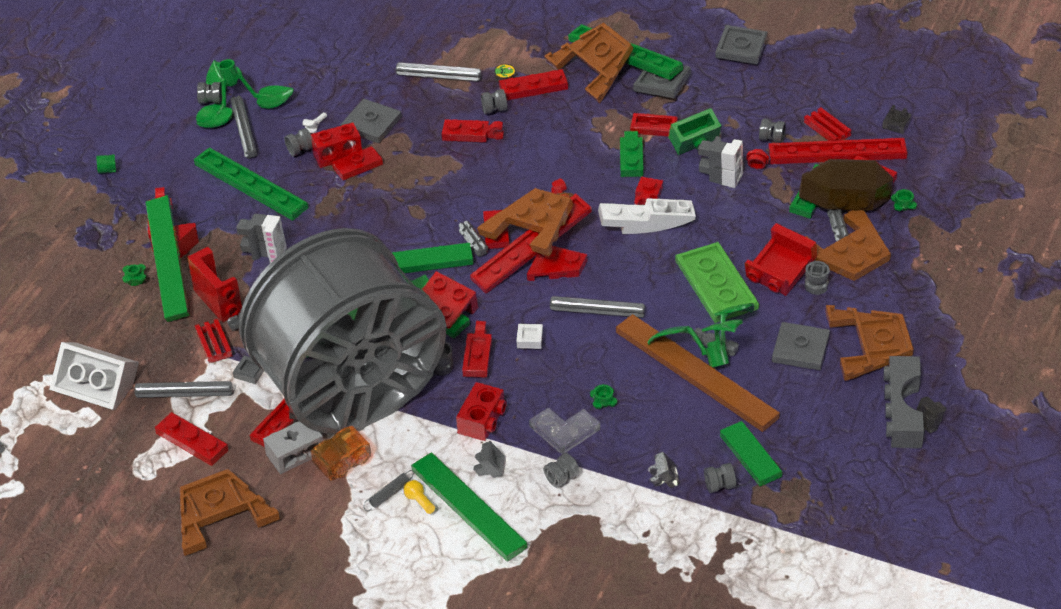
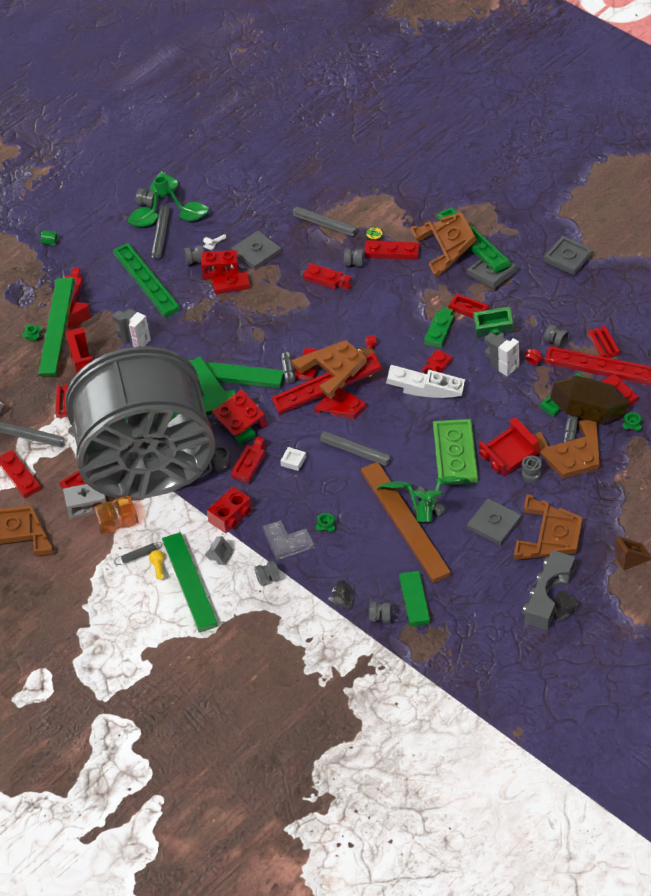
camera: 20 degrees right, 5 degrees up
(974, 340) = (630, 553): none -> reddish brown slope

